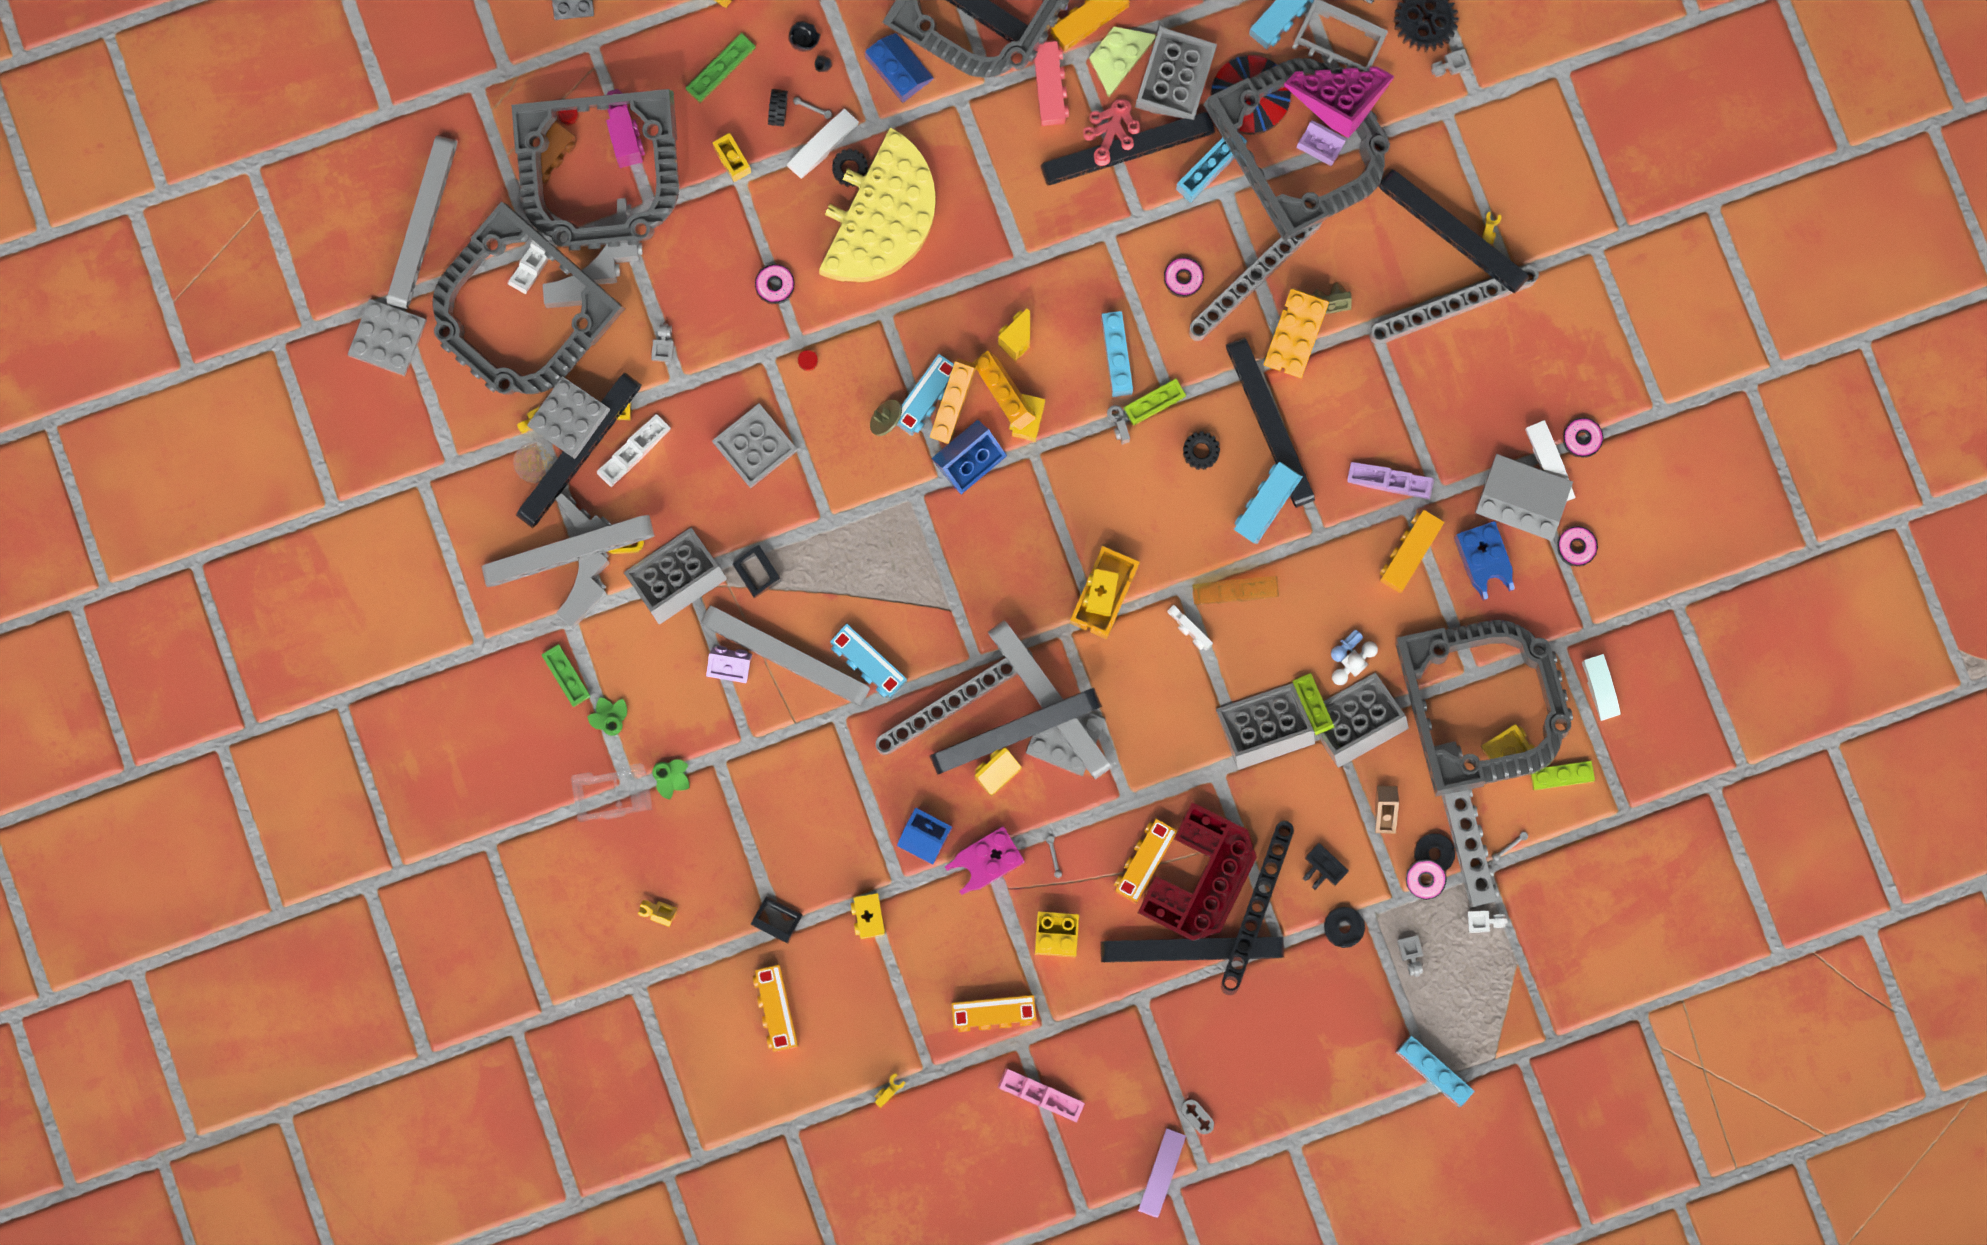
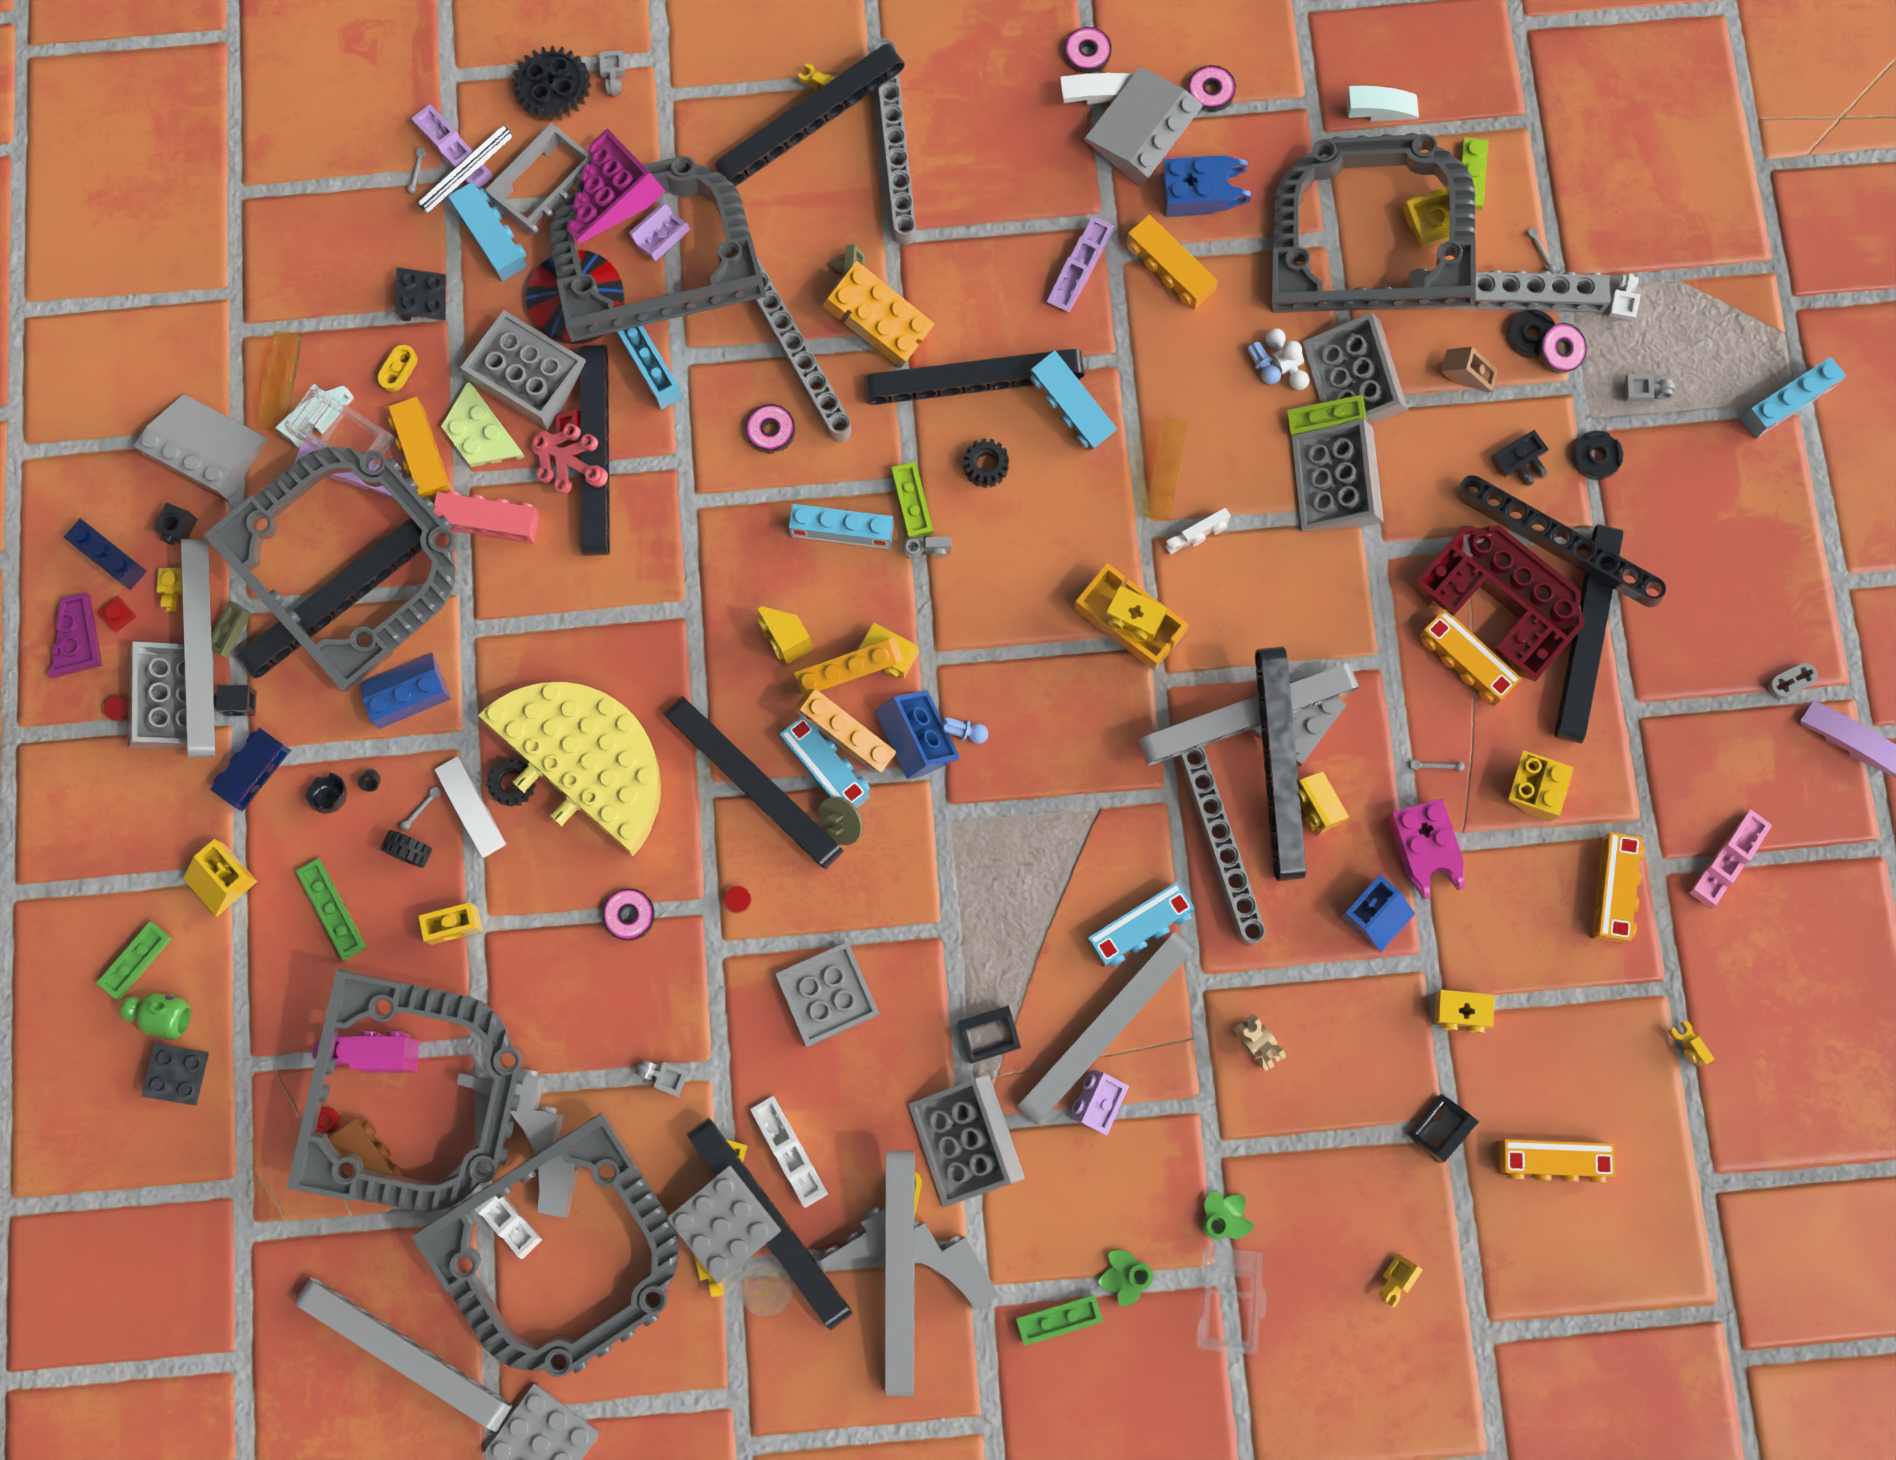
camera: 70 degrees left, 5 degrees down
(802, 768) = (1259, 1042): none -> tan pin
(898, 345) = (753, 782): none -> black beam
(983, 502) = (977, 733): none -> light blue axle
(1144, 120) = (566, 418): none -> red plate

